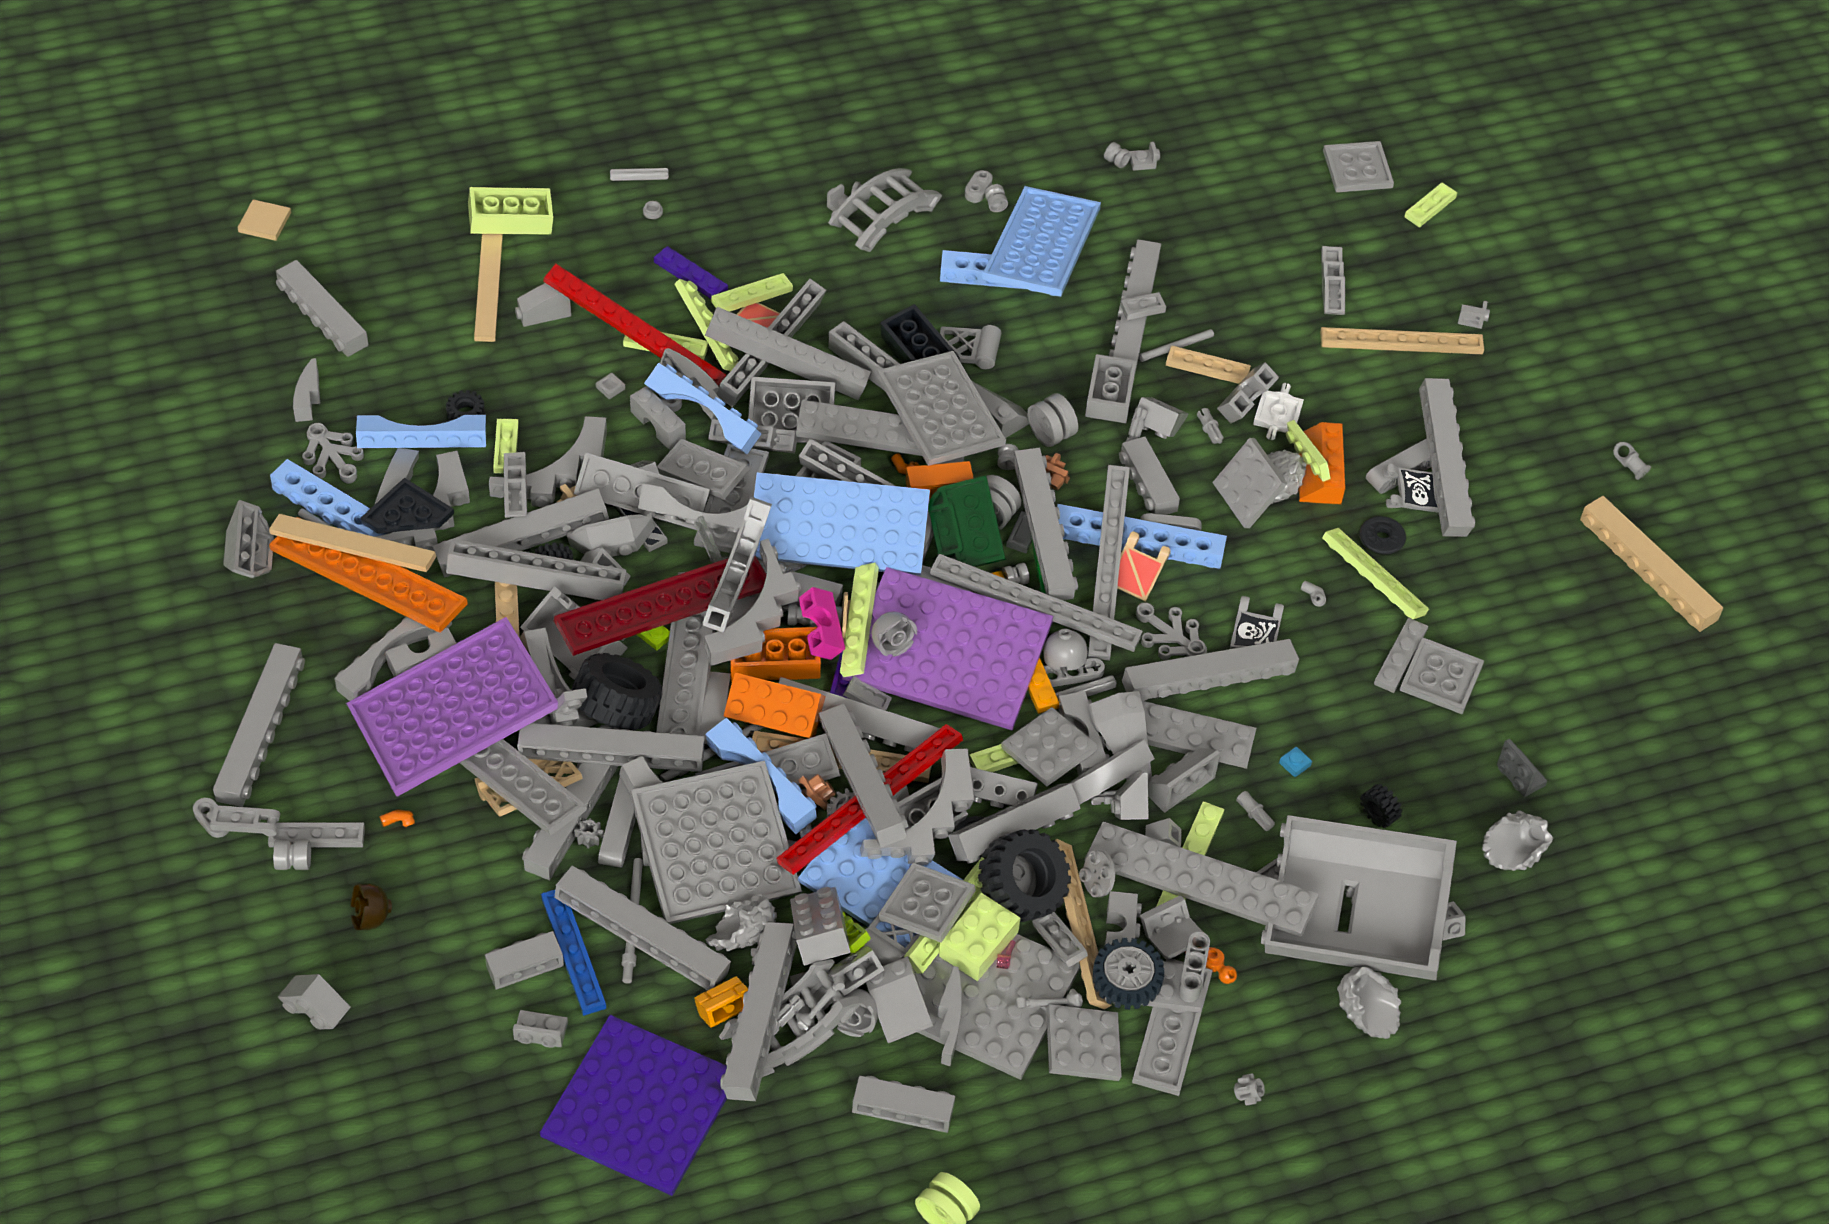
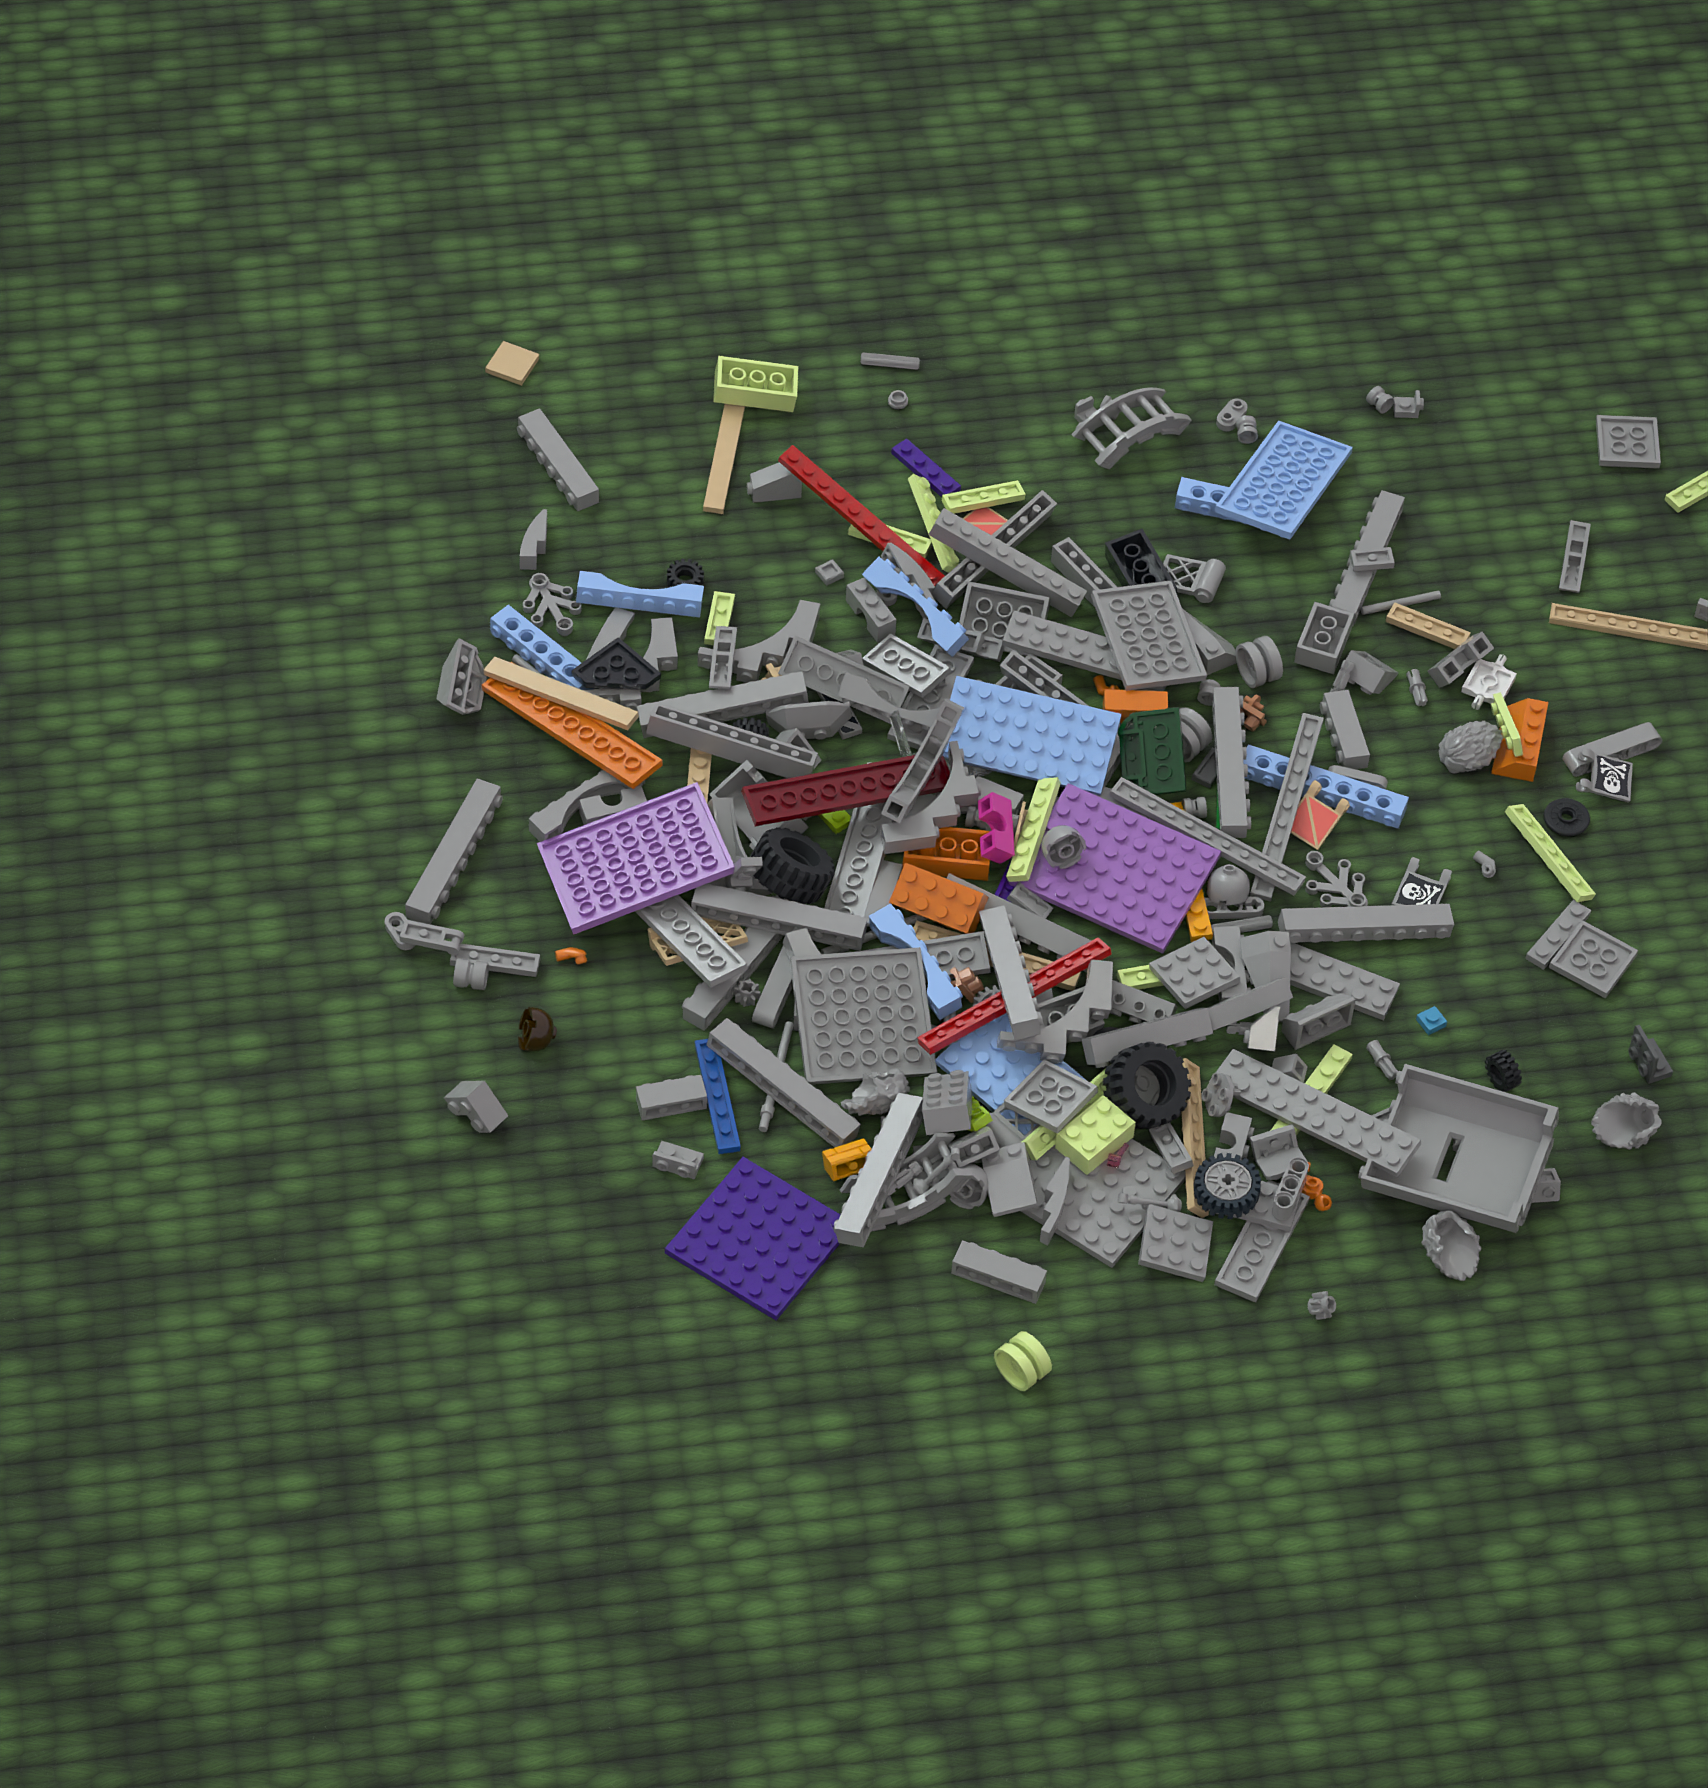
camera: 10 degrees right, 0 degrees up
(1249, 483) = (1441, 748): light grey plate -> none
(1446, 457) = (1645, 749): light grey brick -> none

